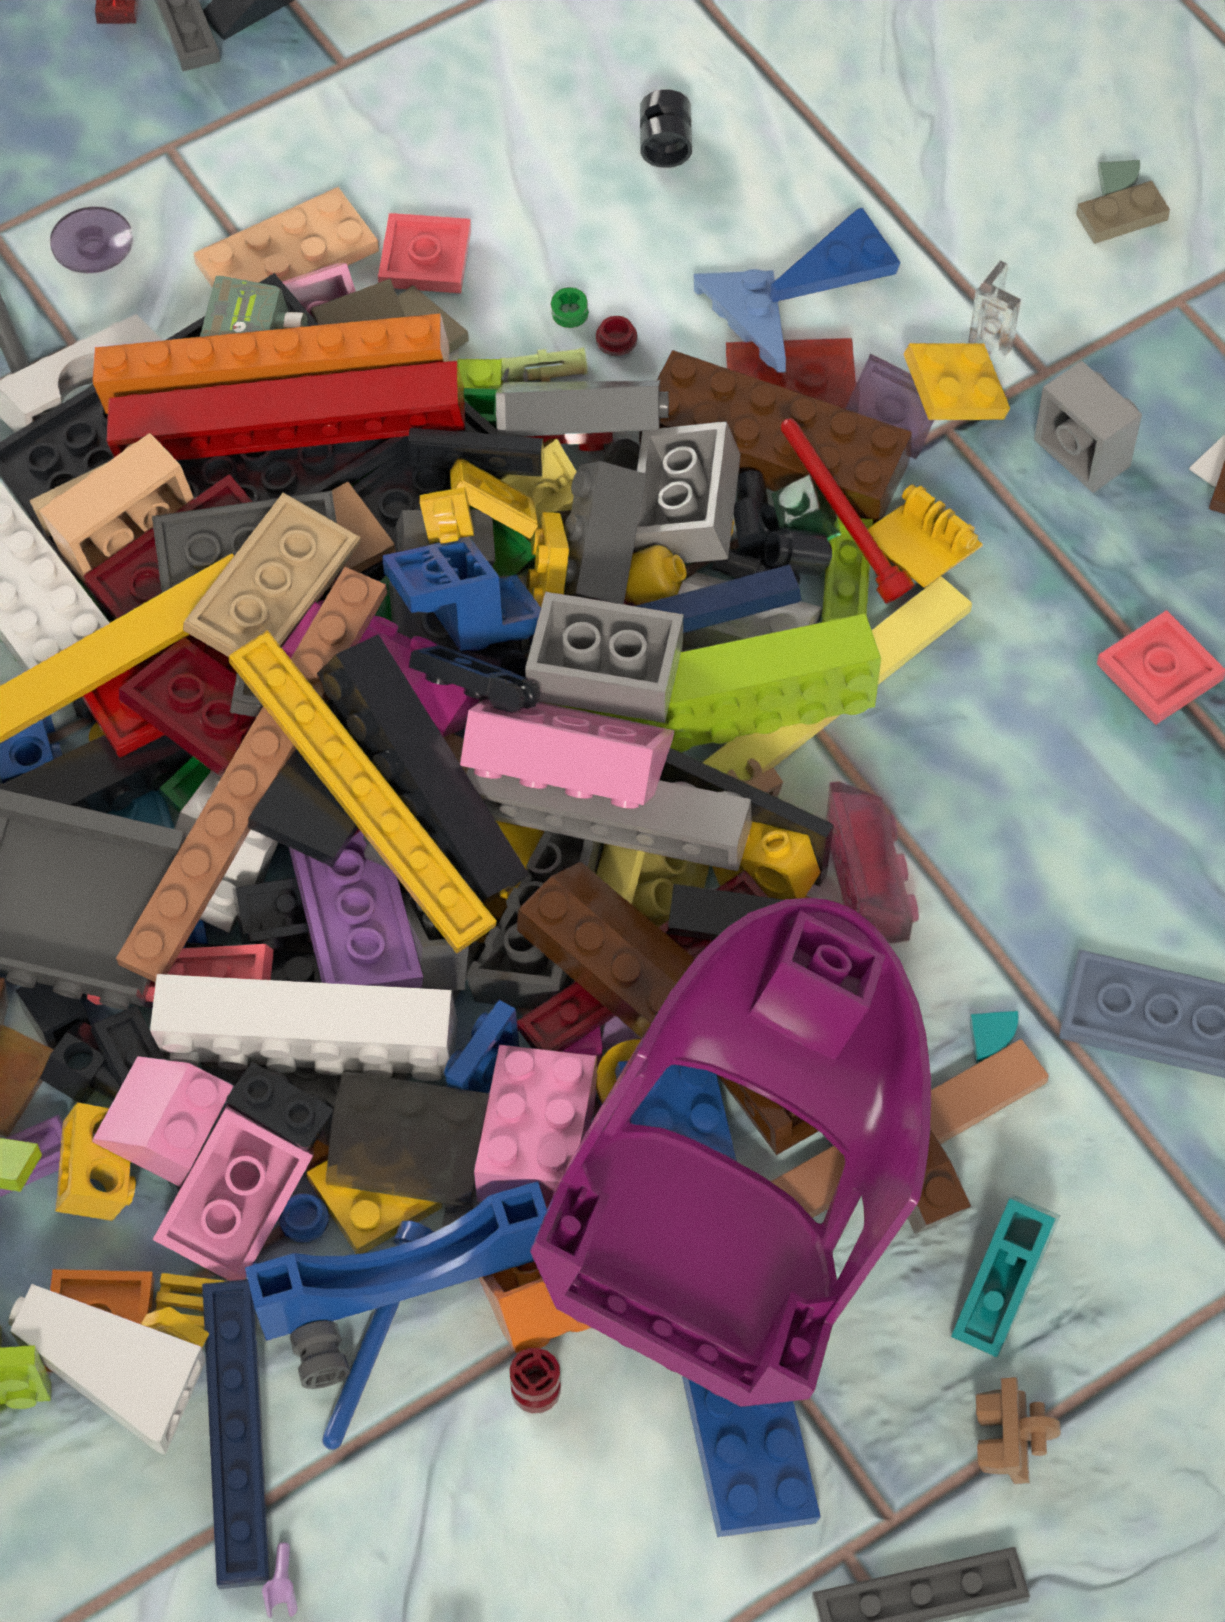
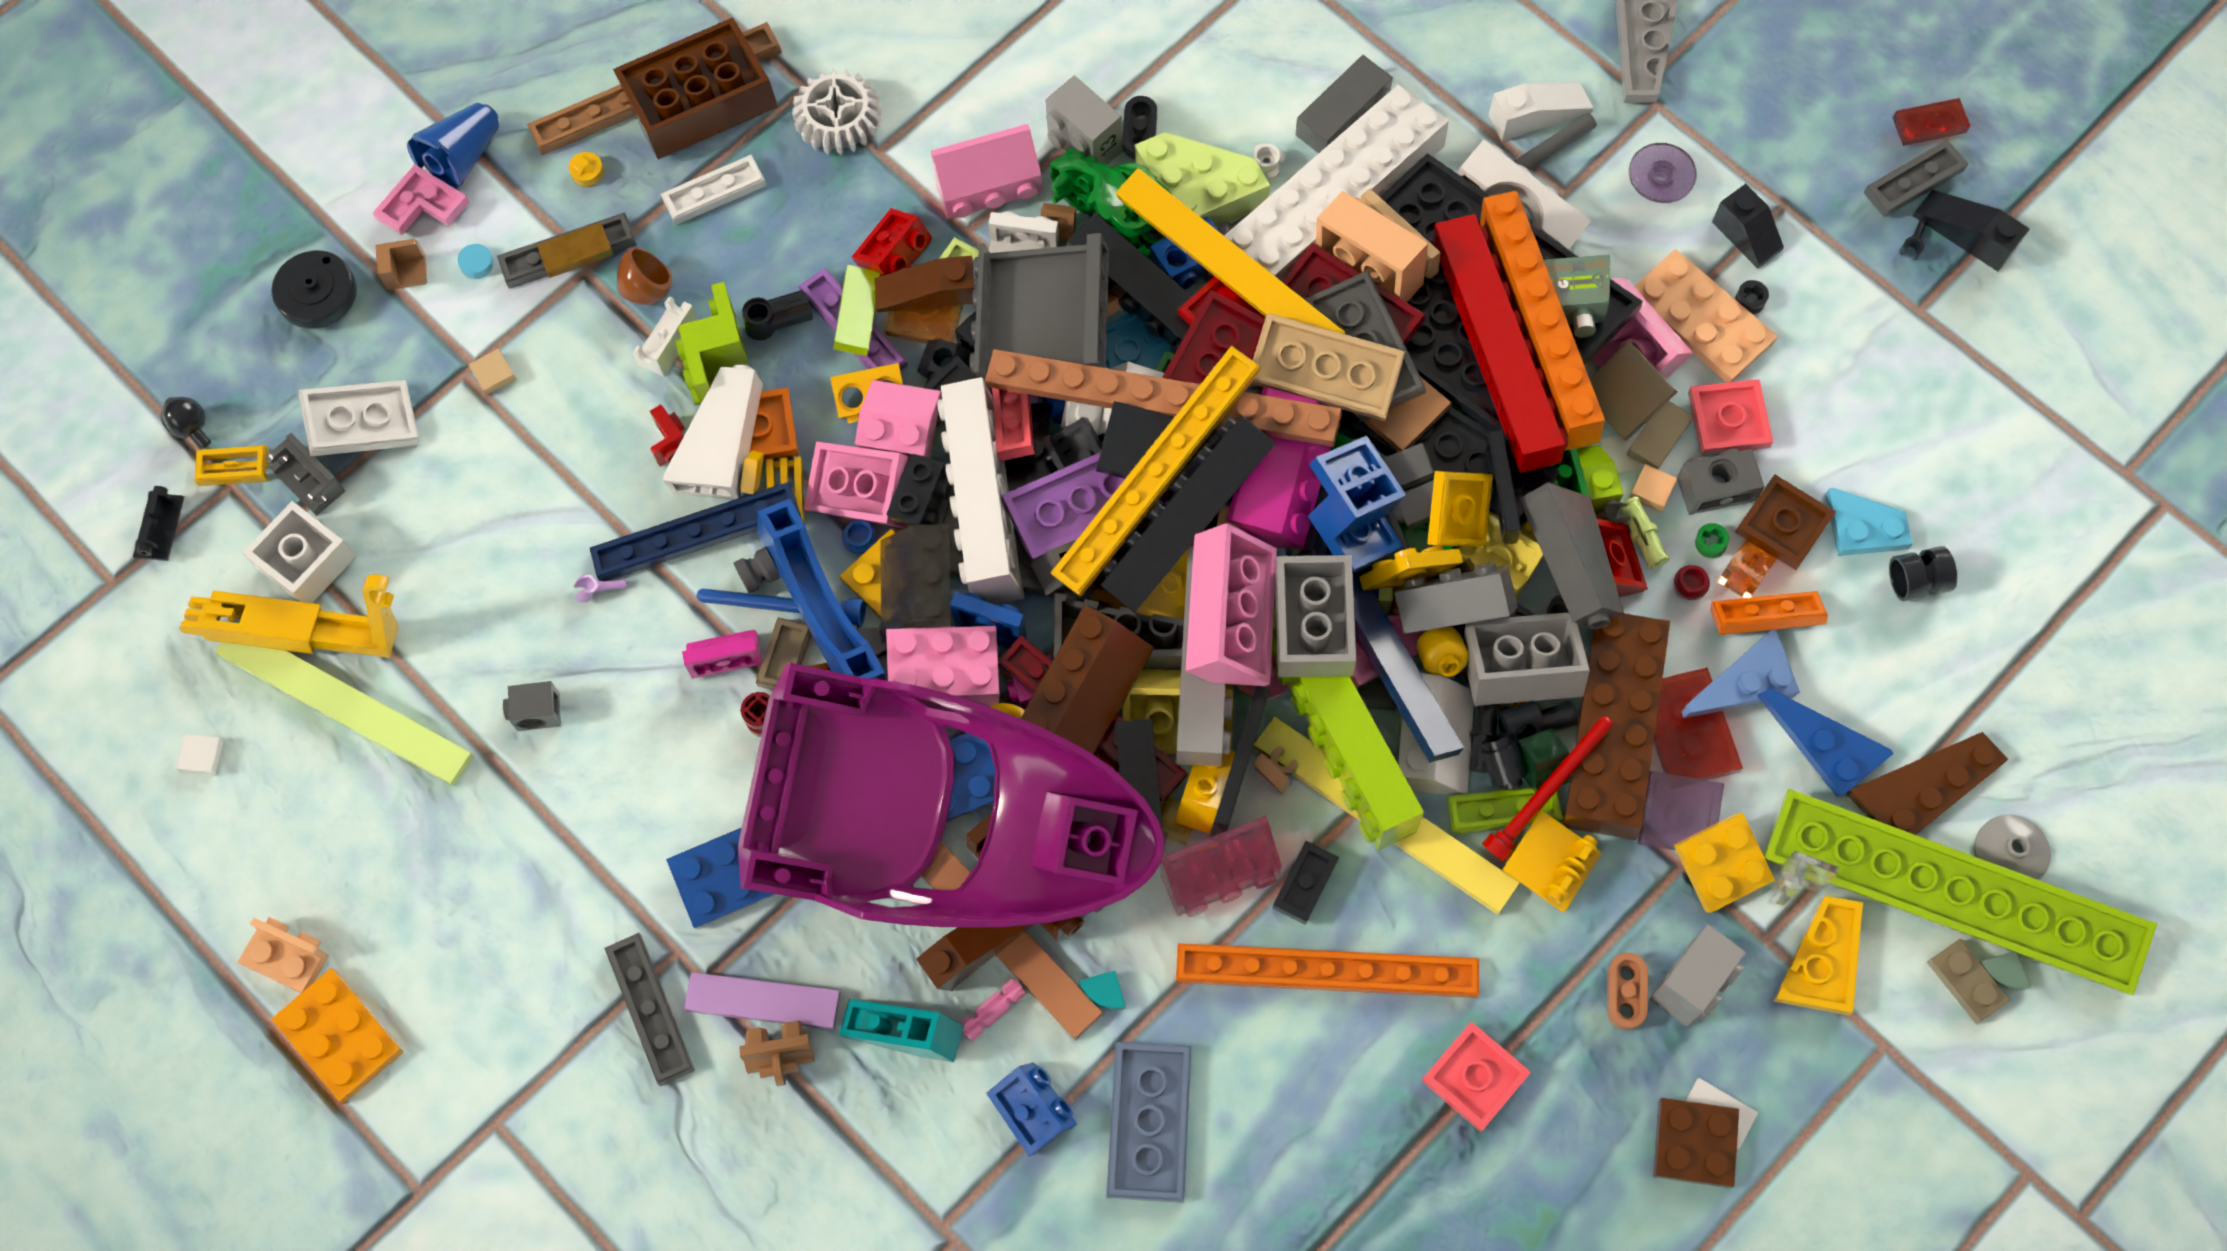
camera: 80 degrees right, 10 degrees up
(70, 1440) = (670, 428): none -> red bracket
(188, 178) = (1749, 225): none -> black slope
(263, 42) = (1915, 240): none -> black hand
(277, 190) = (1757, 288): none -> black bush
(430, 1417) = (722, 654): none -> dark pink bracket
(446, 515) = (1417, 473): yellow tile -> none
(451, 1344) = (786, 645): none -> dark tan tile
(477, 678) = (1269, 525): black hinge -> none
(488, 342) = (1653, 487): none -> light nougat tile
(502, 279) = (1705, 494): none -> dark grey brick
(568, 234) = (1785, 521): none -> reddish brown plate
(588, 169) = (1866, 525): none -> medium azure wing
(618, 281) = (1747, 569): none -> clear orange slope
(672, 276) = (1768, 612): none -> orange tile
(901, 787) = (1305, 882): none -> black plate
(909, 200) = (1928, 787): none -> reddish brown wing
(935, 1447) = (762, 1001): none -> lavender tile
(987, 143) = (1995, 841): none -> light grey dish
(993, 1162) = (992, 1009): none -> bright pink axle
(1006, 797) = (1327, 970): none -> orange tile
(1026, 190) = (1965, 893): none -> lime plate
(1081, 321) = (1826, 960): none -> yellow wing
(1086, 504) = (1627, 993): none -> nougat plate
(1132, 1138) = (1031, 1107): none -> blue bracket

